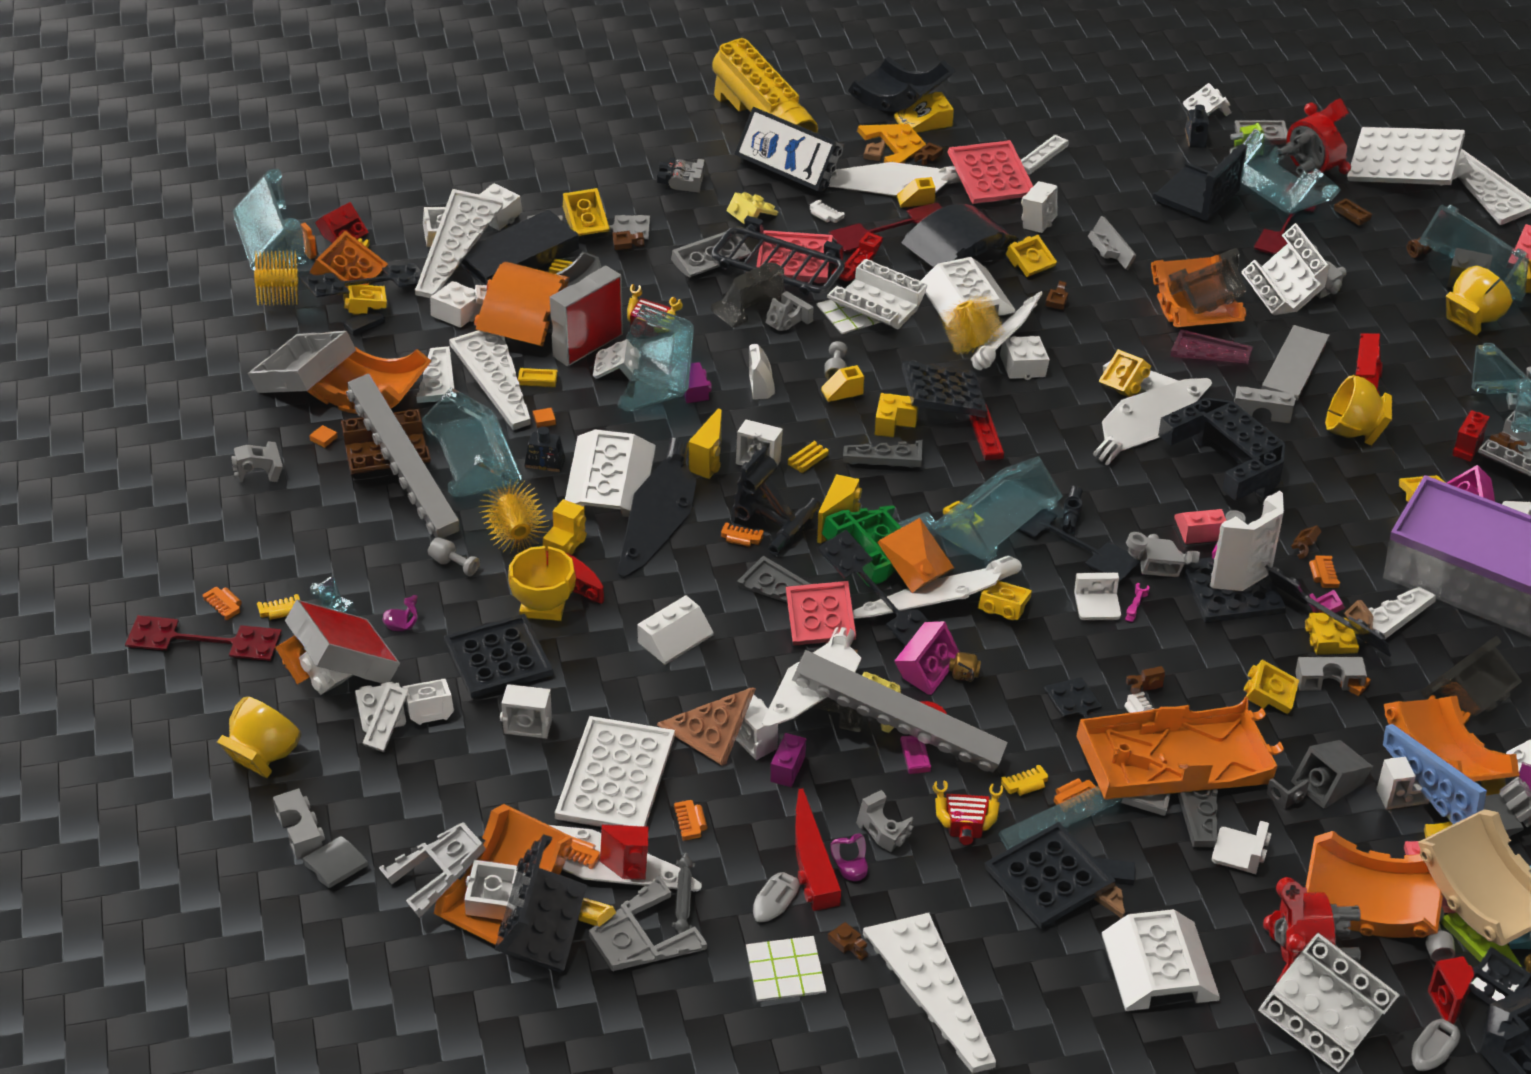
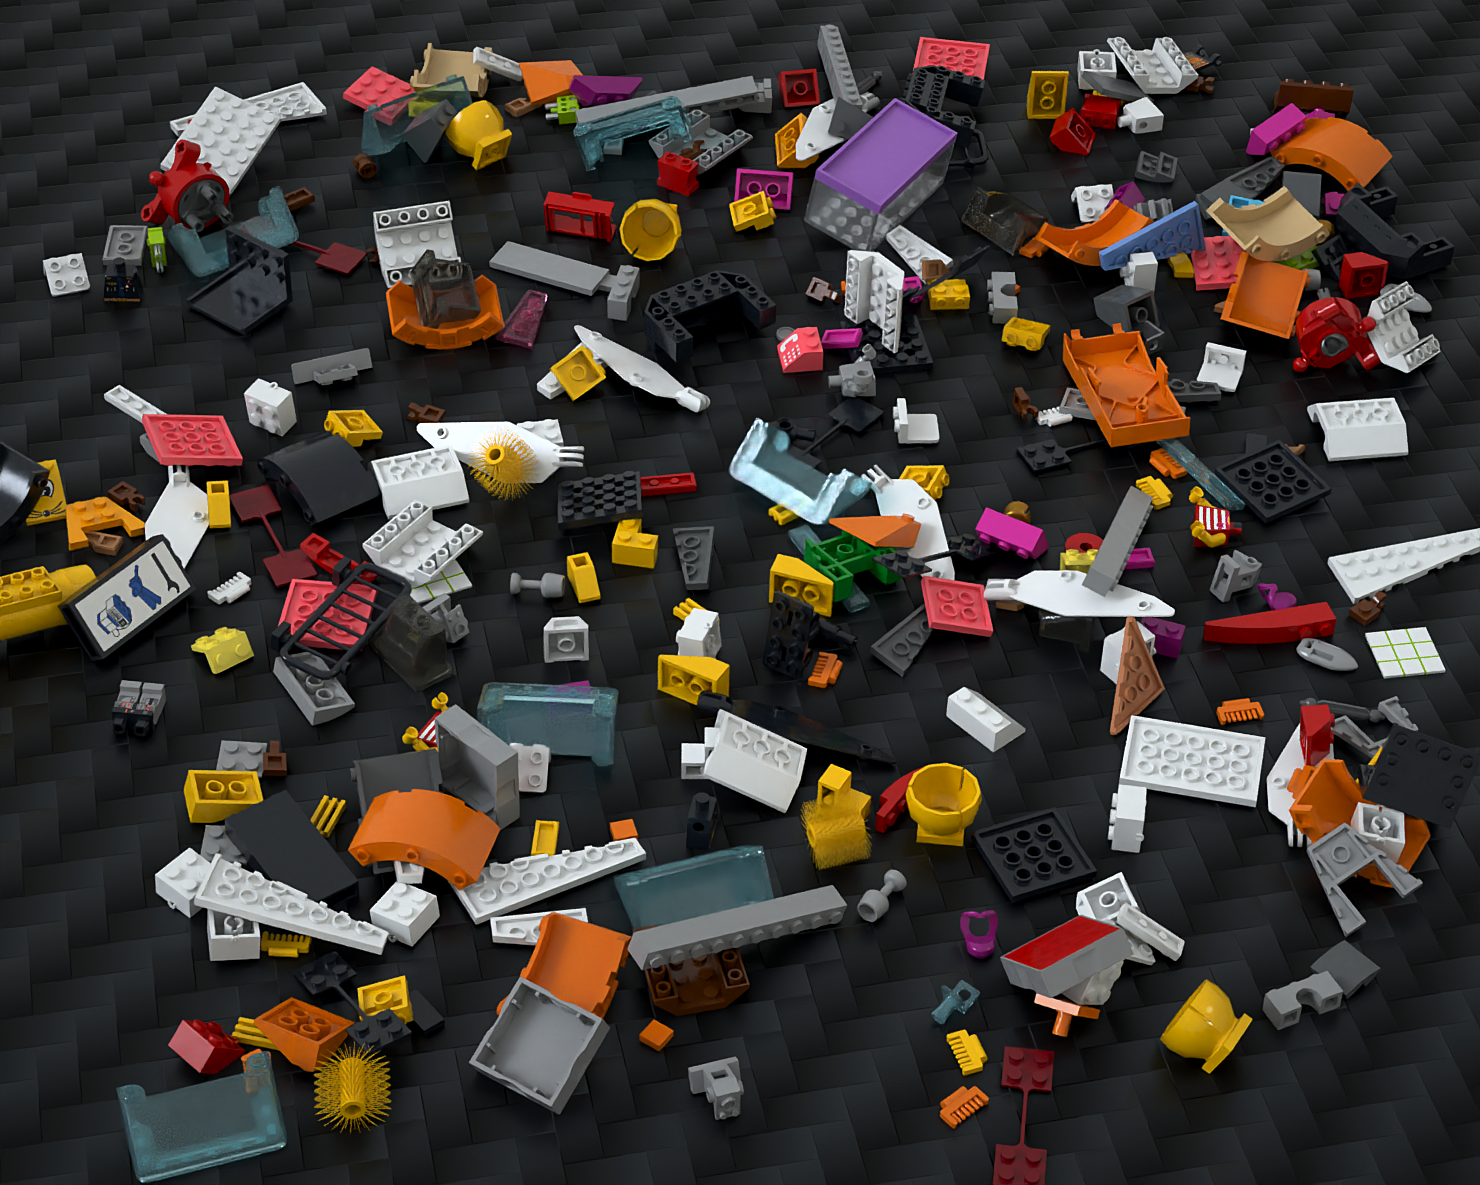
camera: 90 degrees left, 0 degrees up
(1132, 609) = (924, 407): dark pink piece -> none

